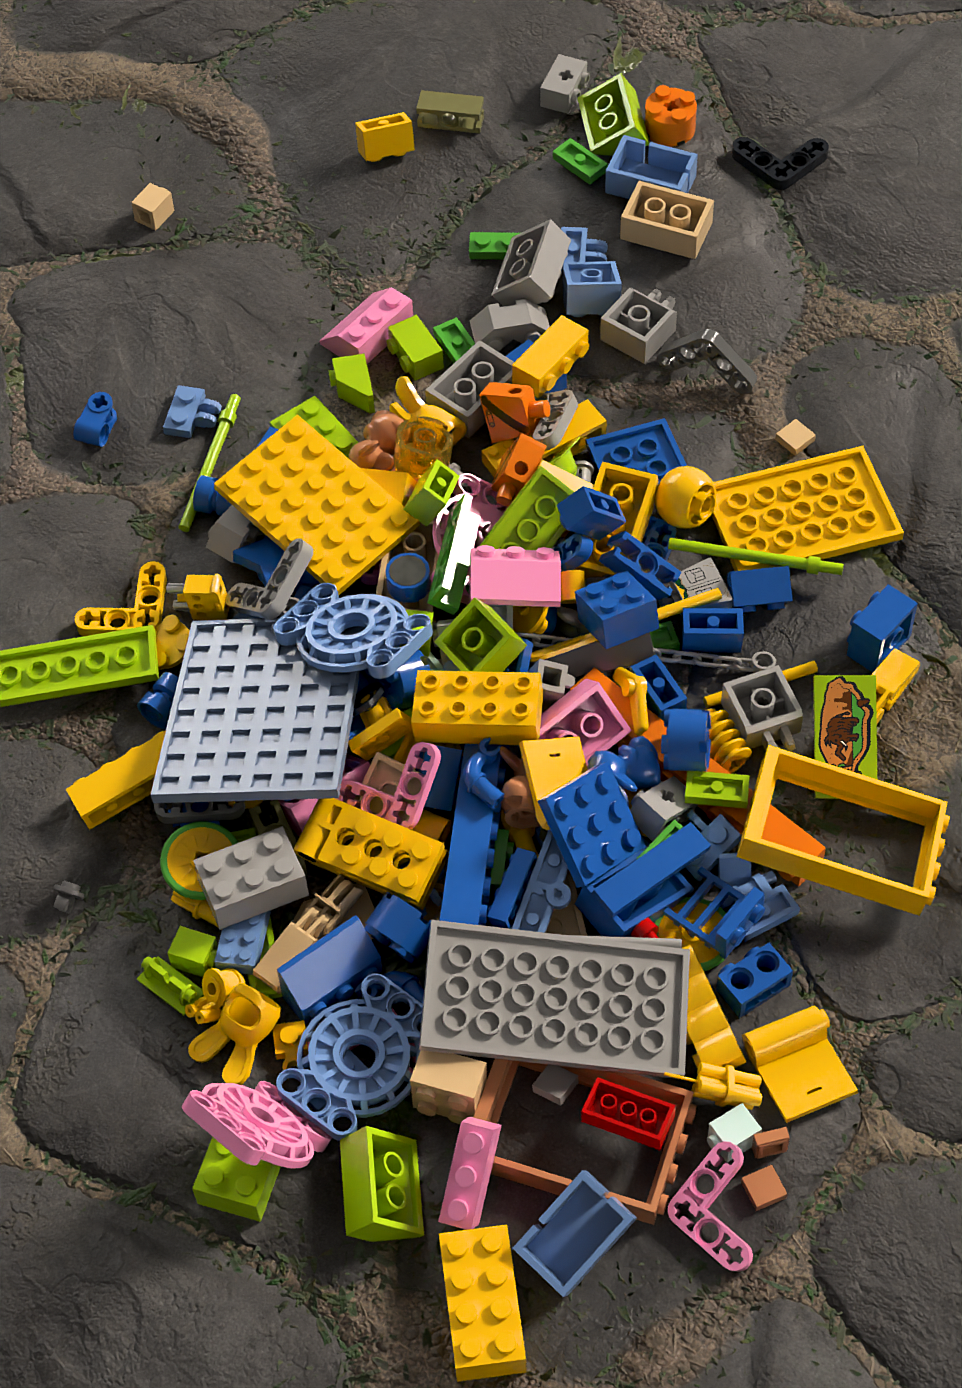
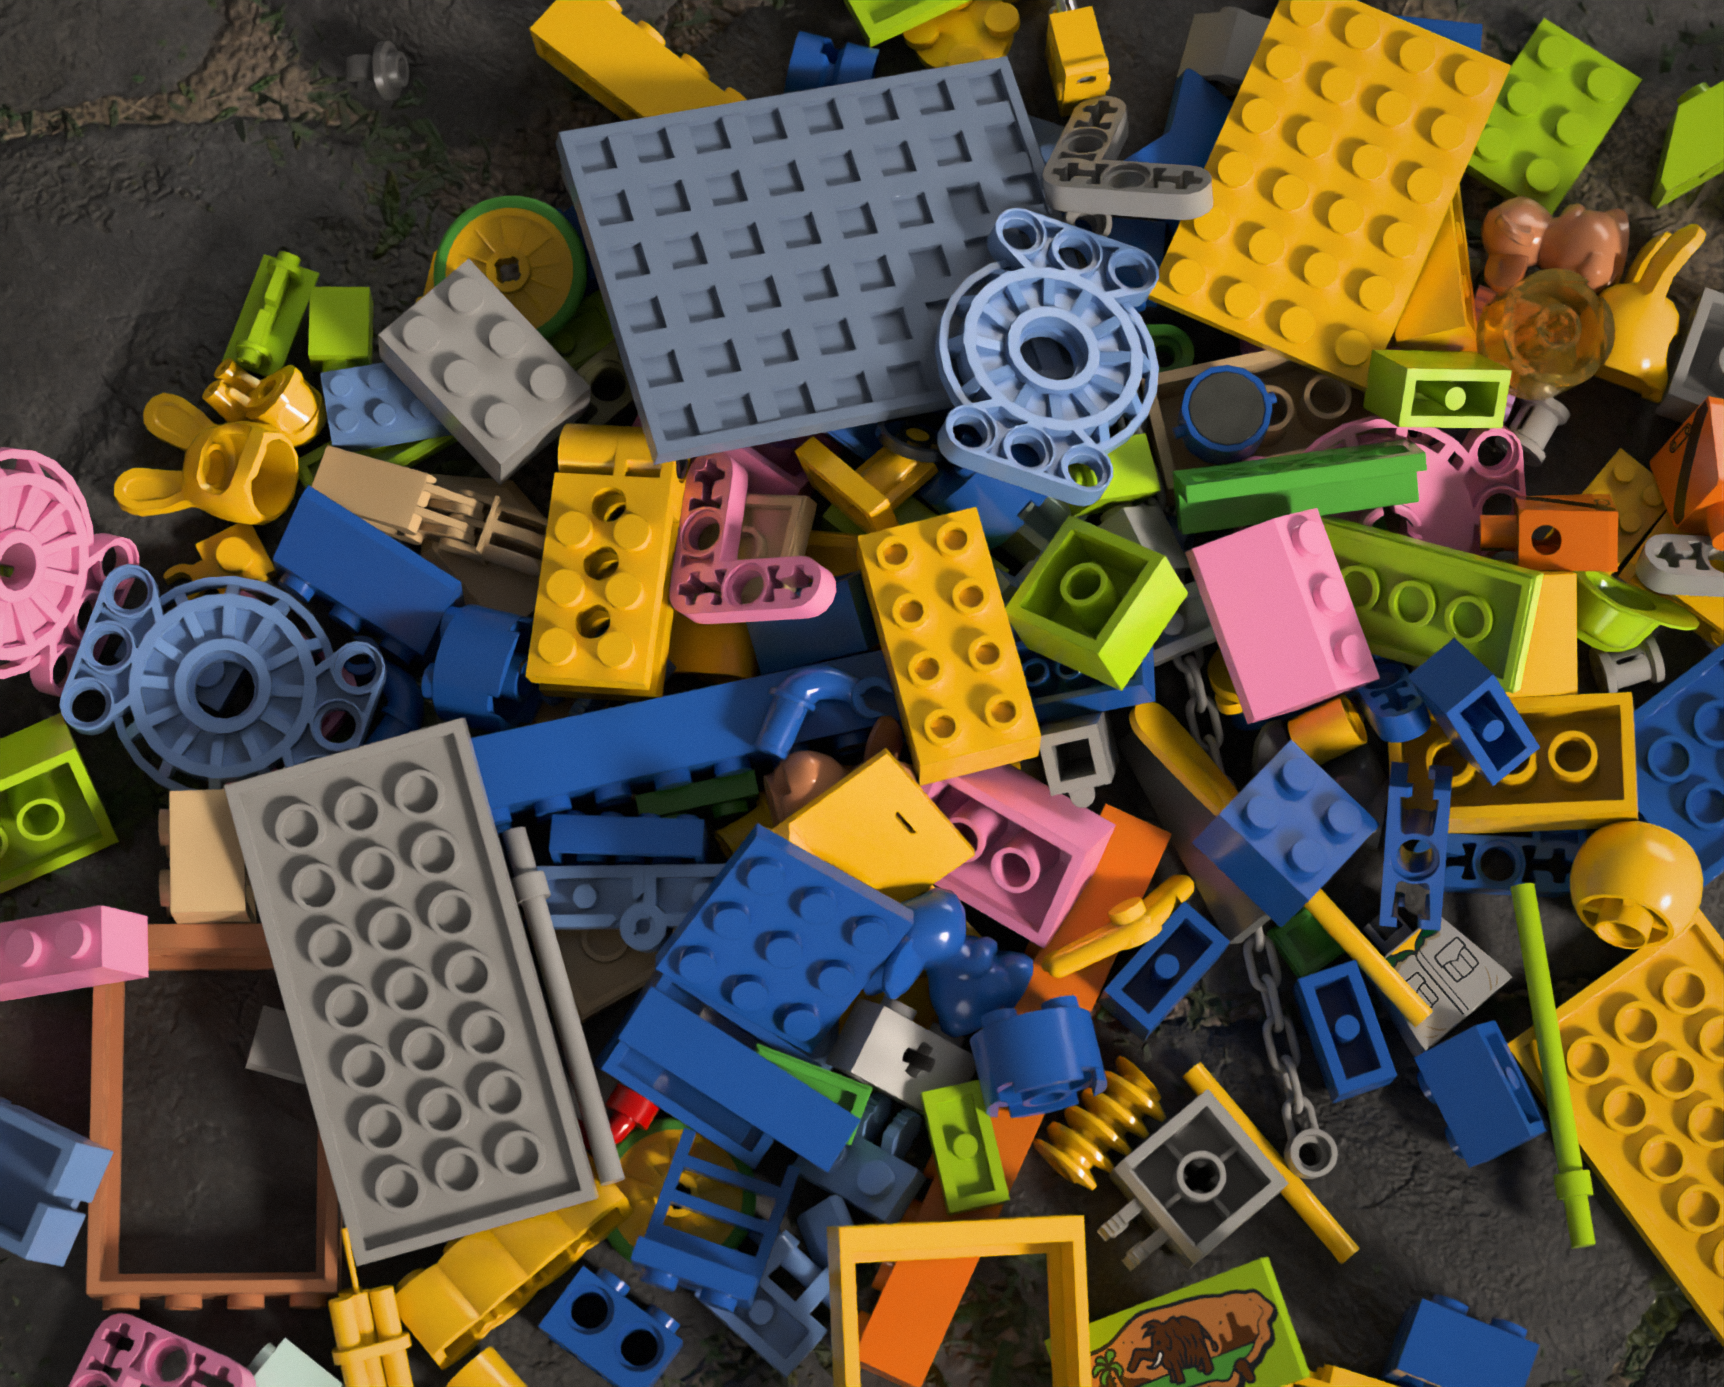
camera: 60 degrees right, 20 degrees up
(628, 1113) = (248, 1189): red piece -> none

